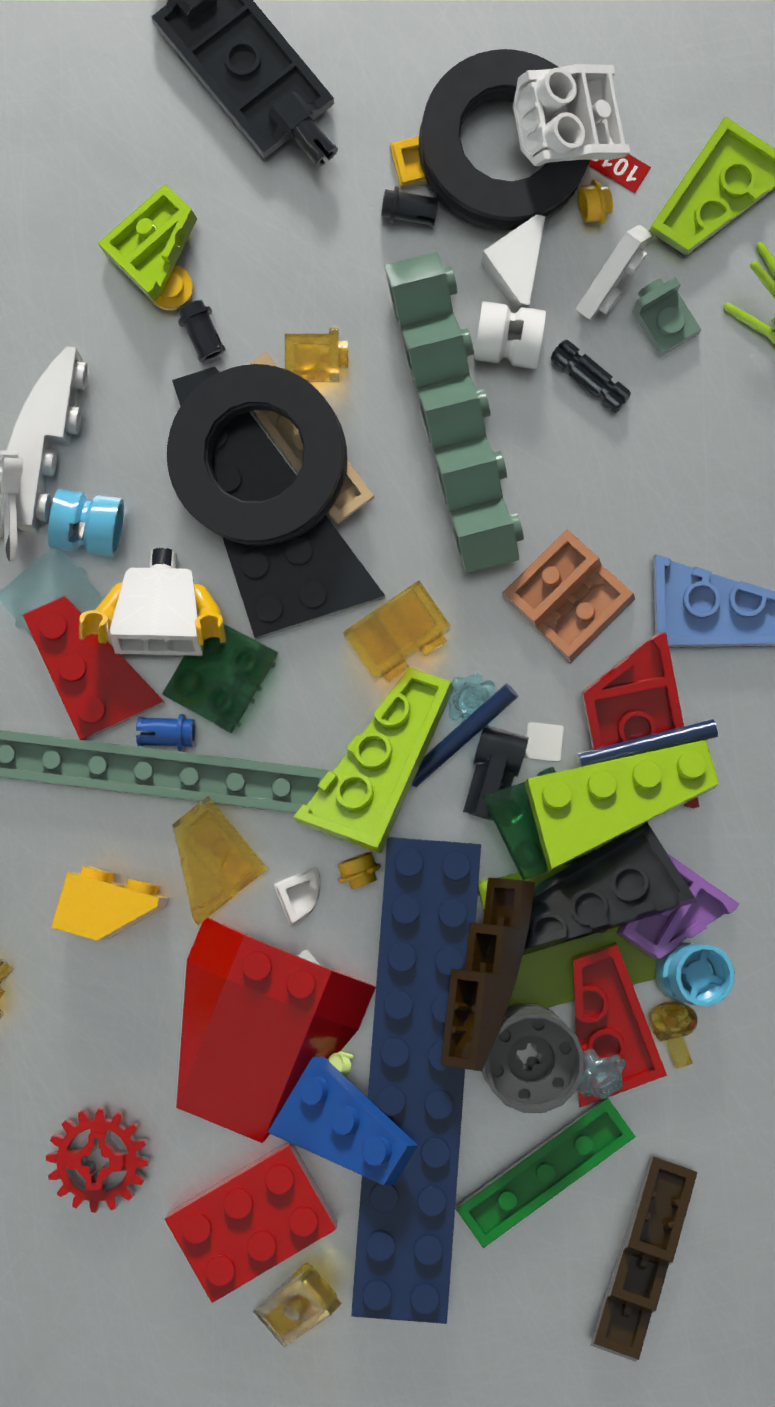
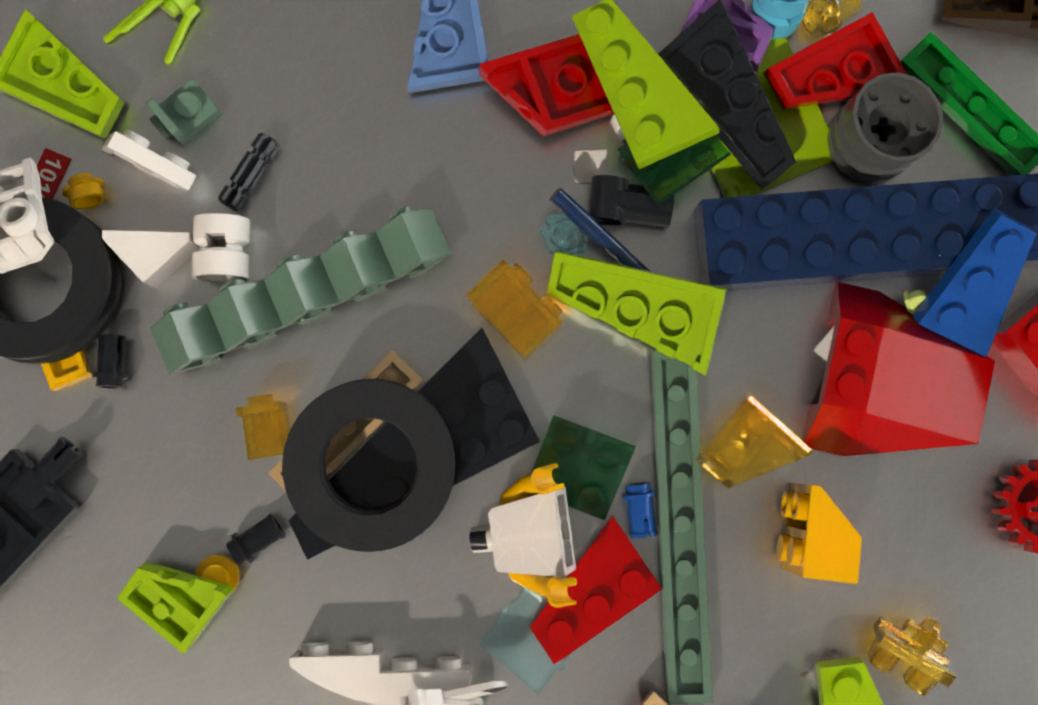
camera: 100 degrees left, 0 degrees up
(86, 523) = (457, 619): medium azure wheel -> none
(299, 895) = (767, 363): white tile -> none
(358, 870) = (738, 312): yellow plate -> none
(484, 989) = (826, 171): dark brown slope -> none
(569, 595) = (455, 162): nougat slope -> none
(601, 1075) = (887, 60): clear light blue plant -> none
(675, 737) = (584, 67): dark blue bar -> none

